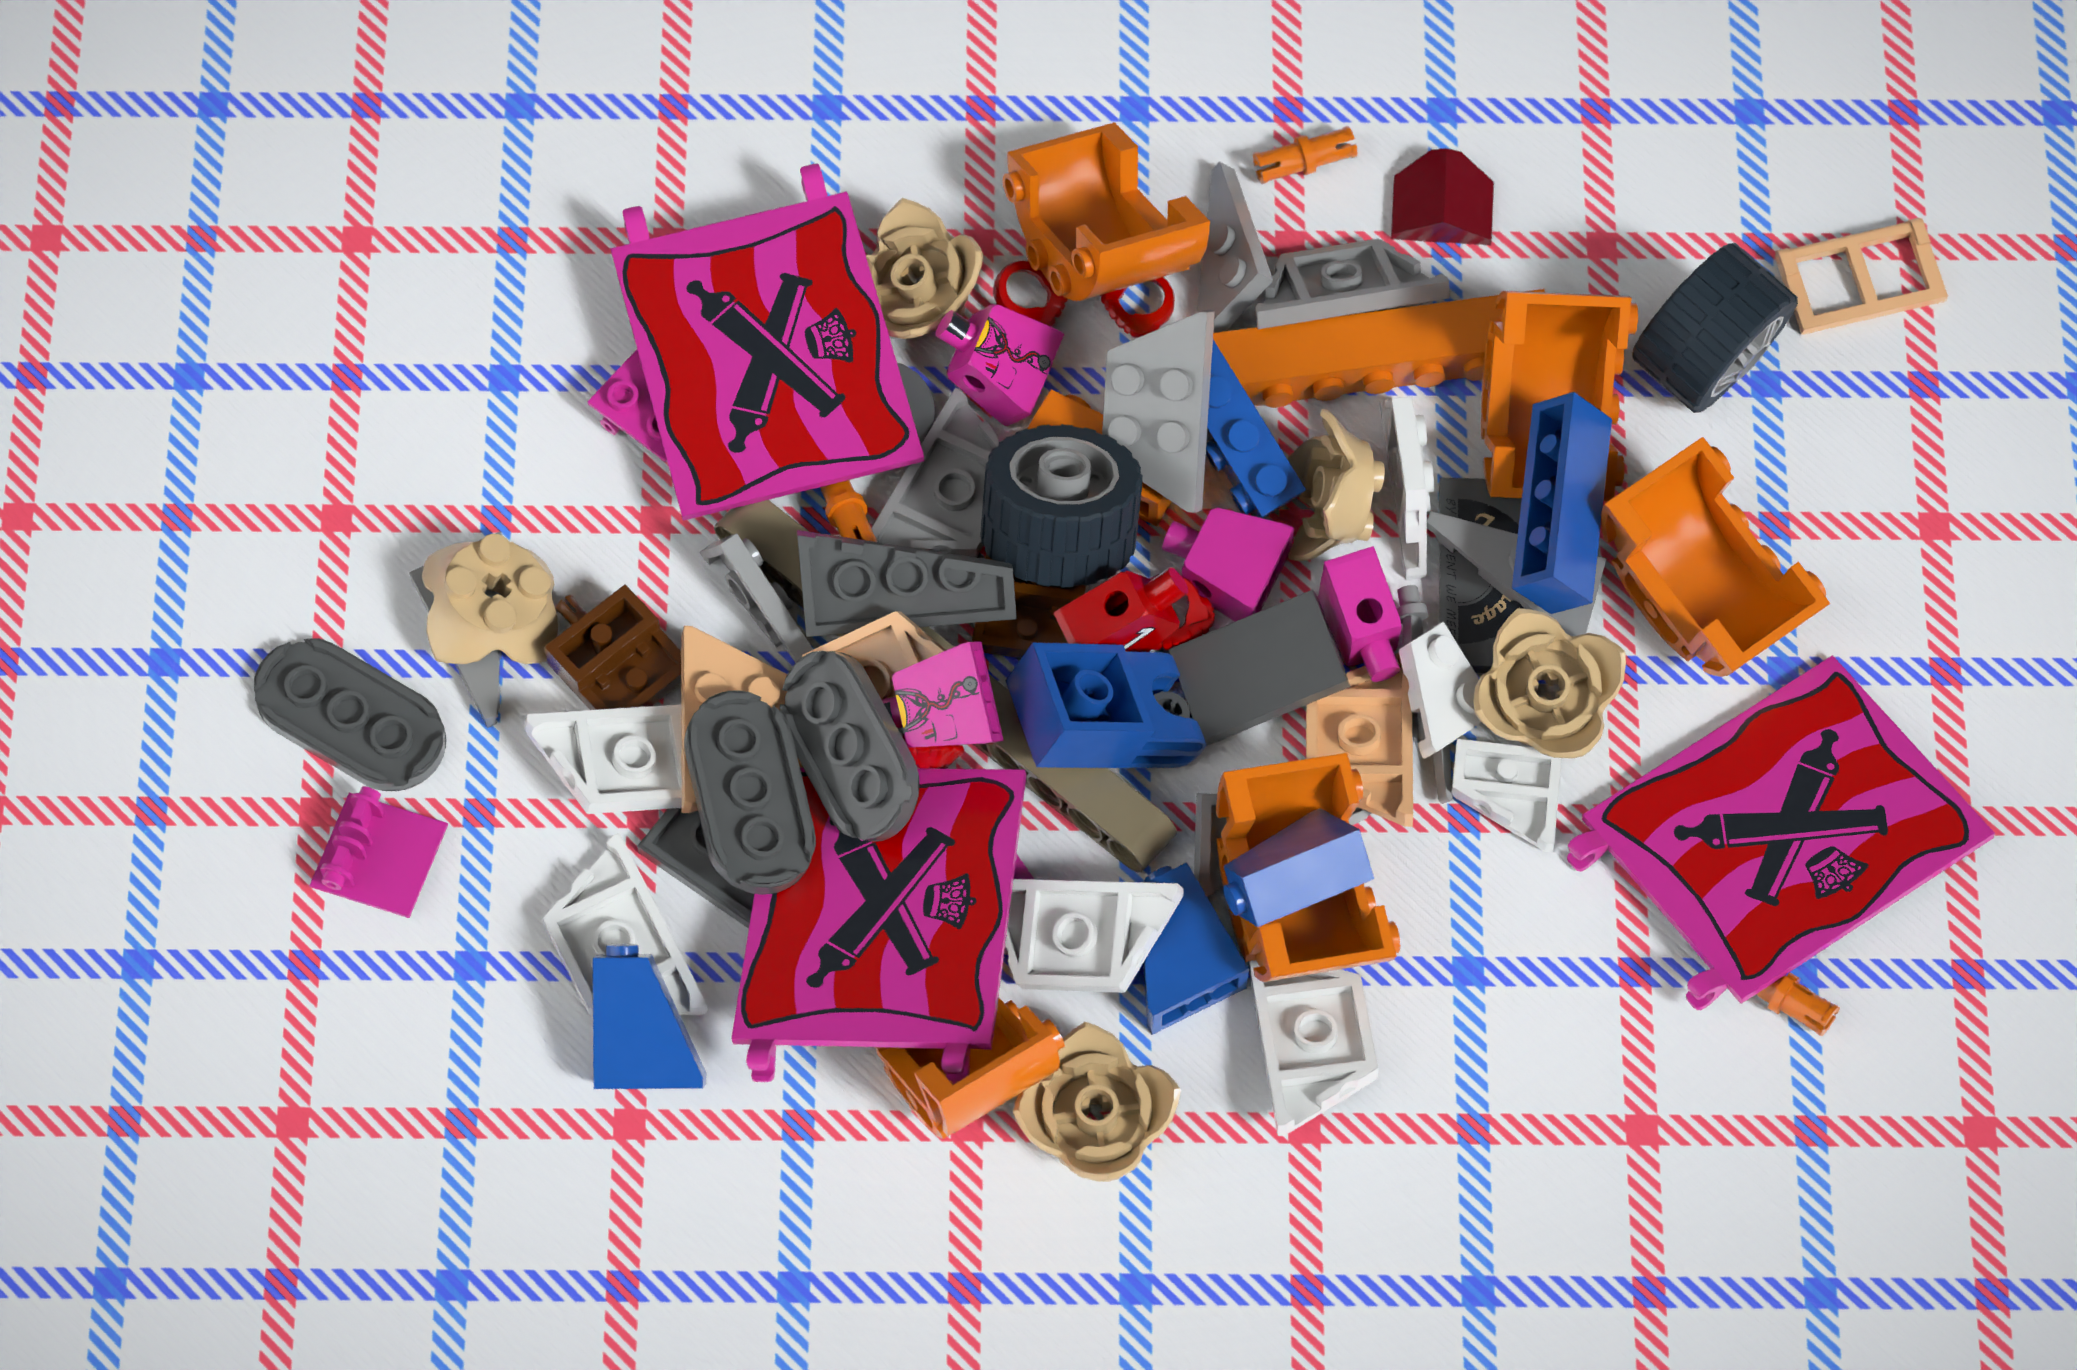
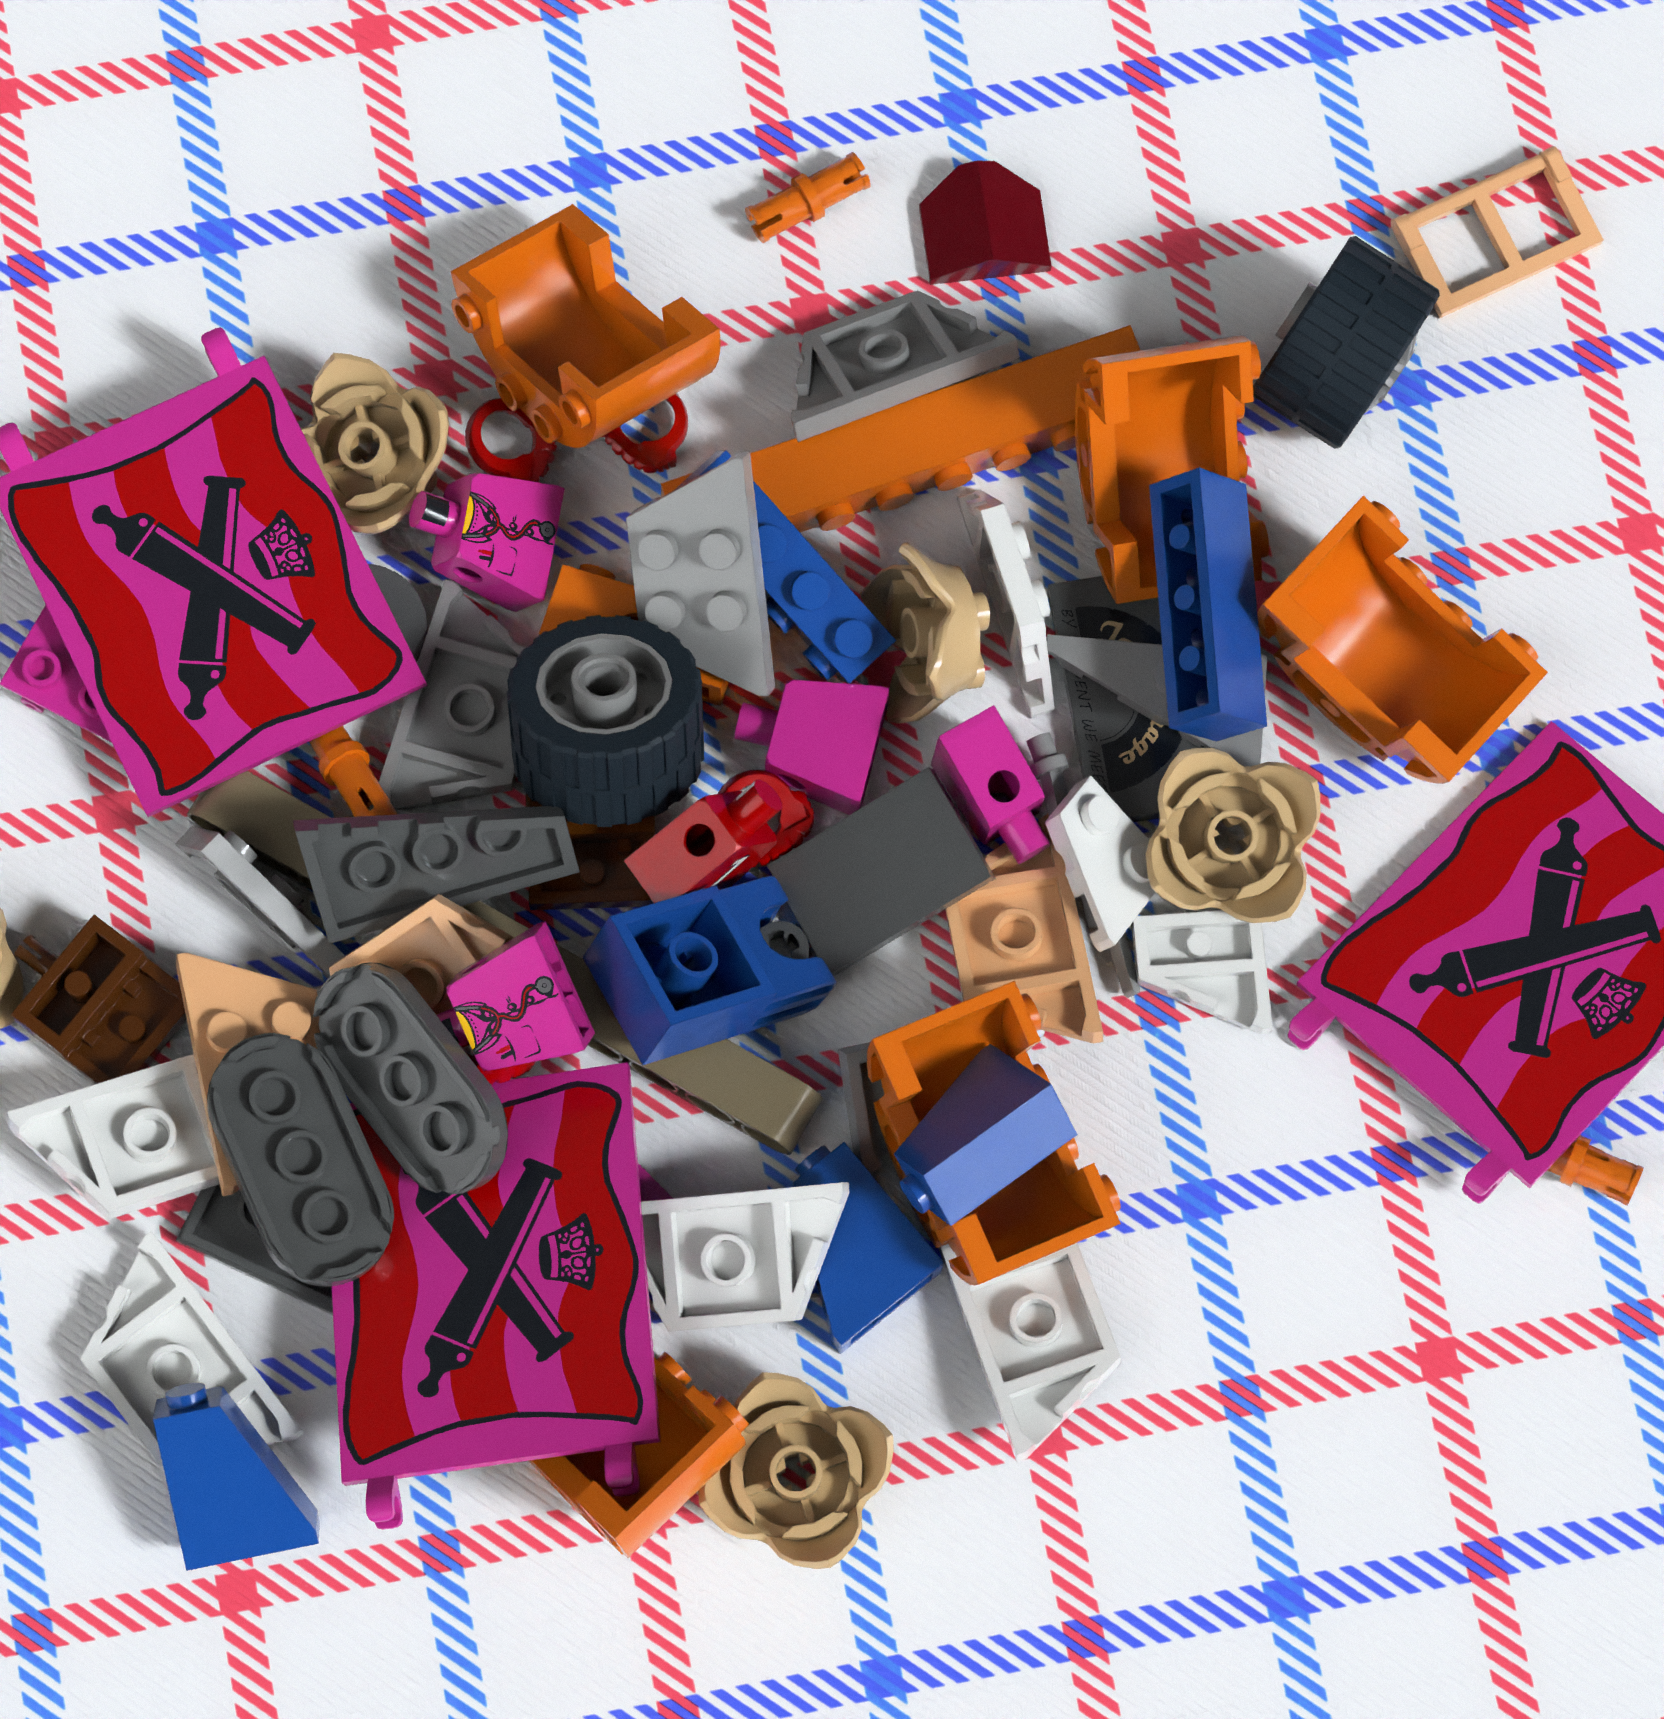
camera: 15 degrees left, 10 degrees up
(1234, 261) = (755, 363): light grey wing -> none

